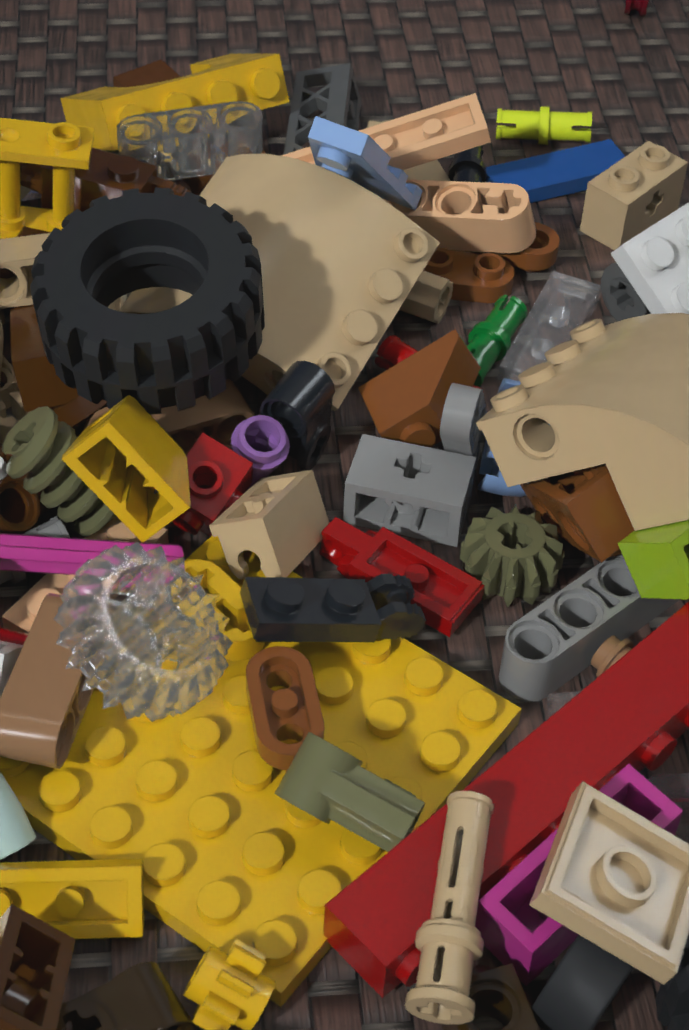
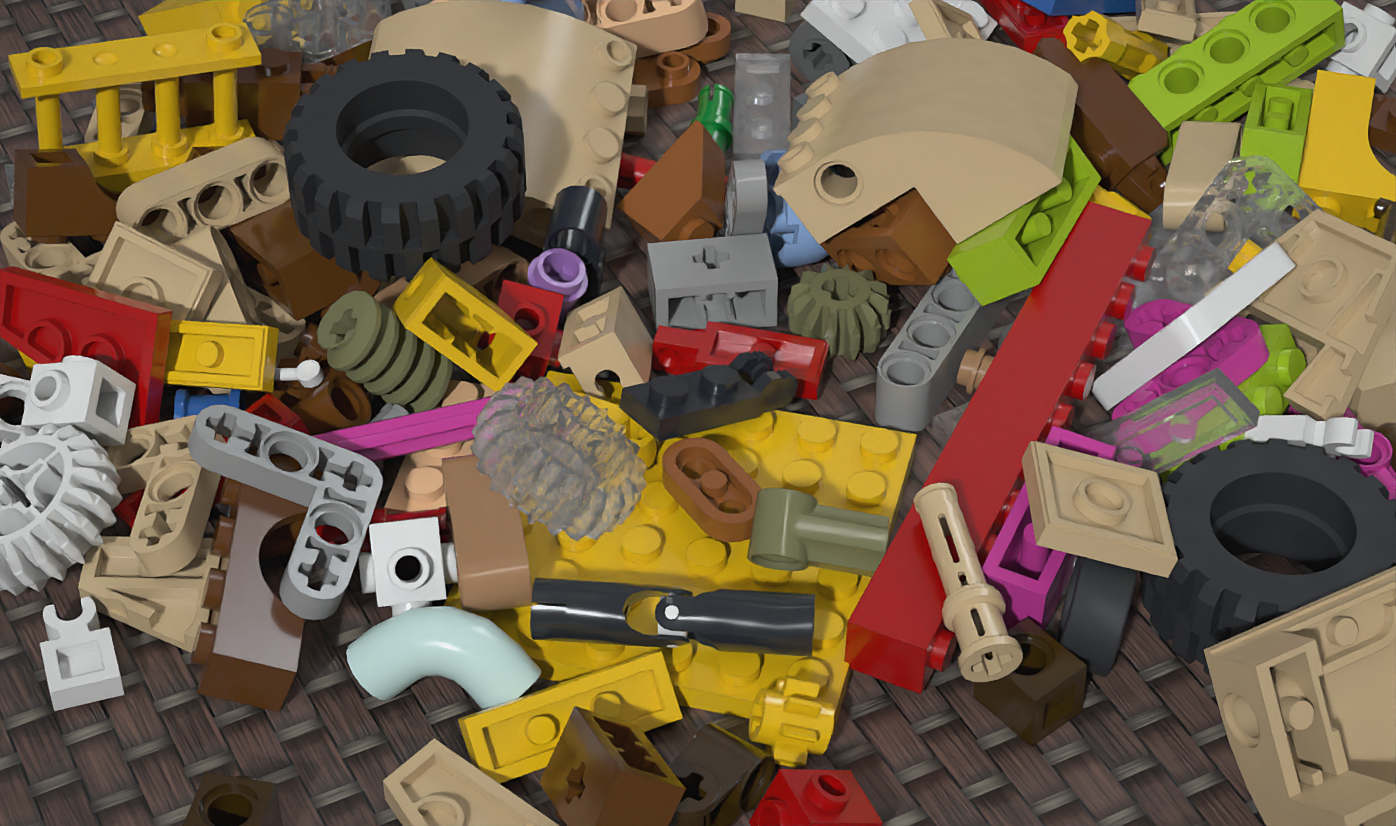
camera: 20 degrees left, 5 degrees down
(212, 854) = (719, 619): none -> black piece

